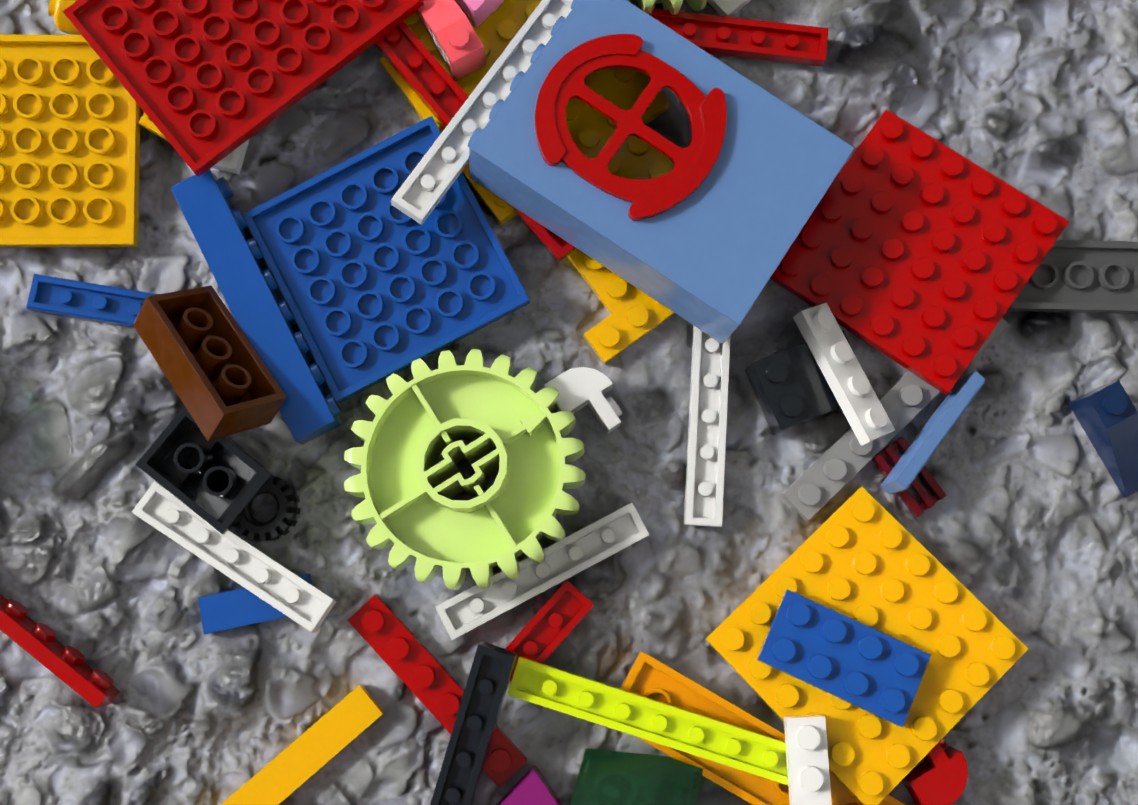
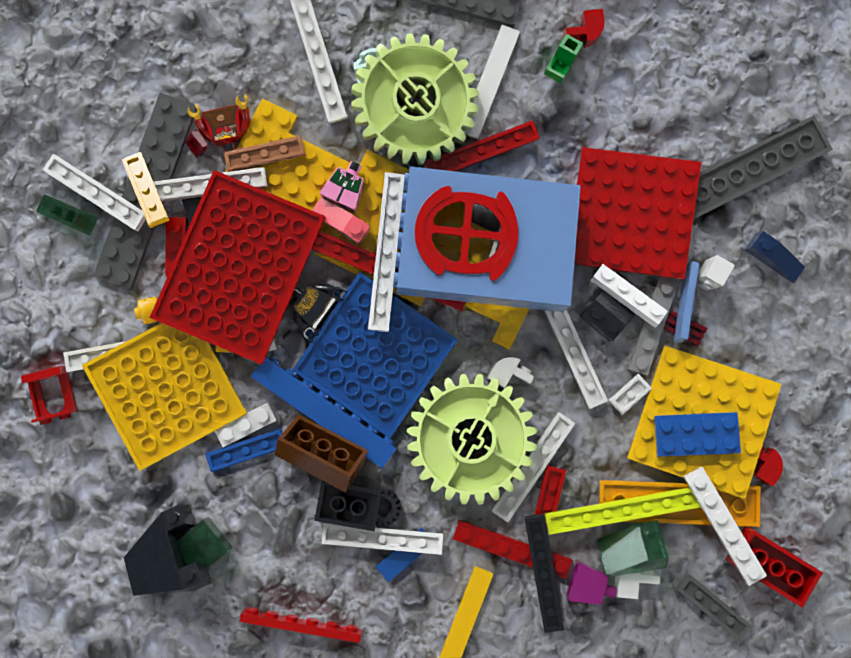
camera: 25 degrees left, 5 degrees up
(125, 264) = (246, 424): none -> white plate
(331, 133) = (314, 306): none -> black torso
(764, 536) = (630, 394): none -> white plate
(1003, 408) = (714, 273): none -> white brick

